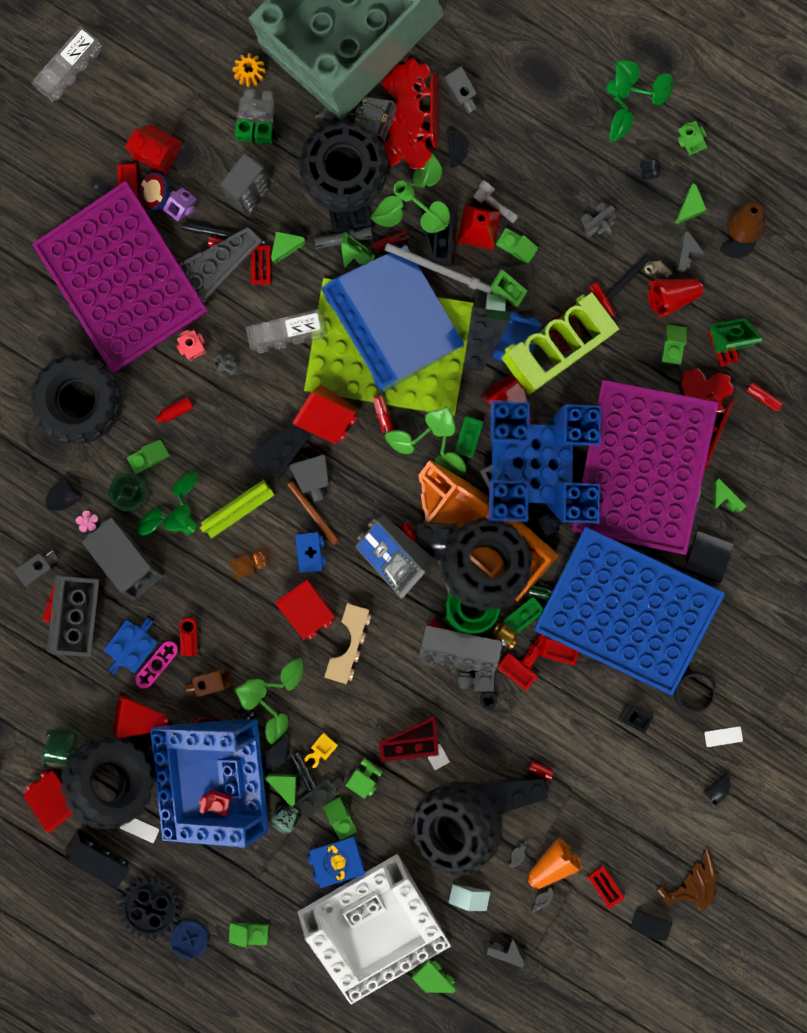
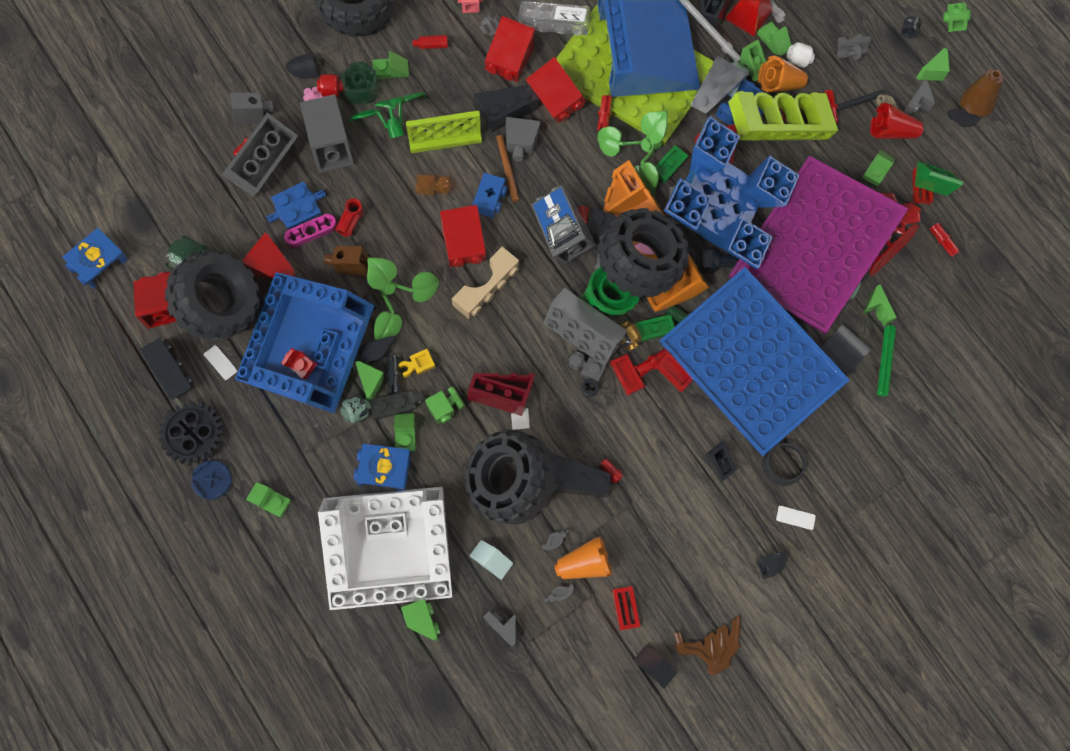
camera: 20 degrees right, 15 degrees down
(99, 507) = (329, 85): none -> red head
(259, 388) = (510, 49): none -> red slope
(541, 295) = (780, 75): none -> orange cone
(549, 255) = (800, 55): none -> white head
(752, 548) = (886, 360): none -> green axle

